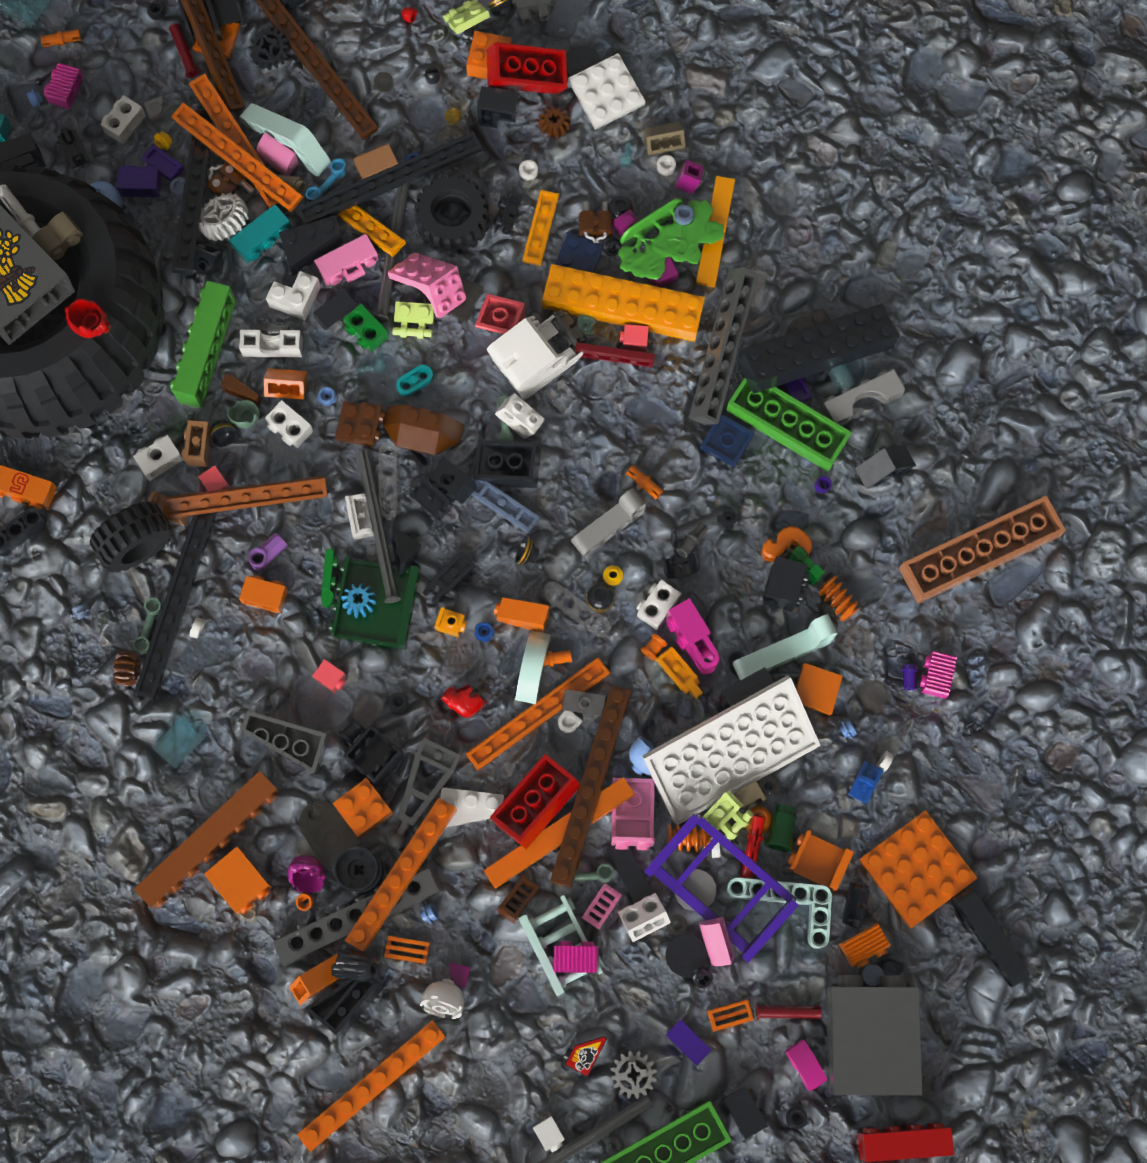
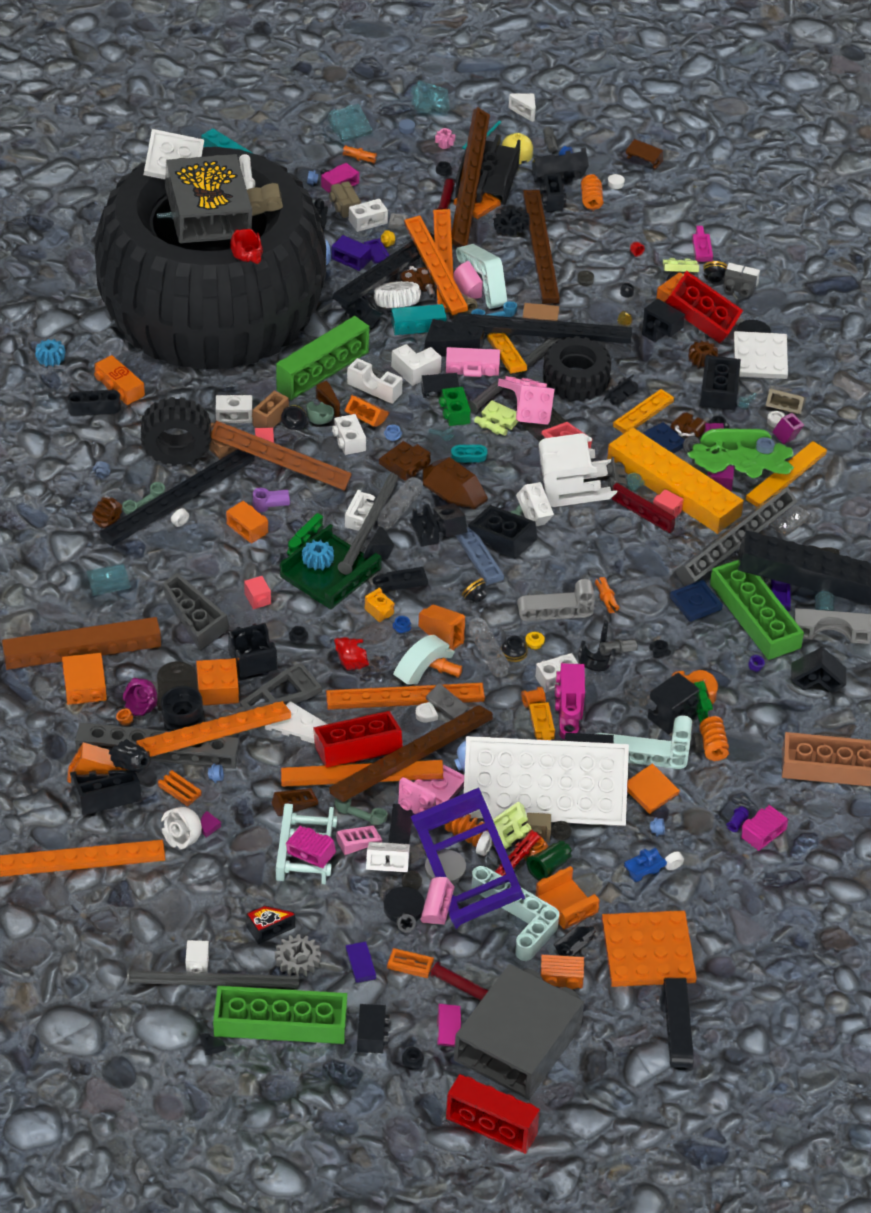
camera: 30 degrees right, 30 degrees down
(85, 110) = (343, 197): none -> dark tan brick
(528, 170) = (660, 375): white tile -> none
(594, 153) = (720, 382): none -> black brick

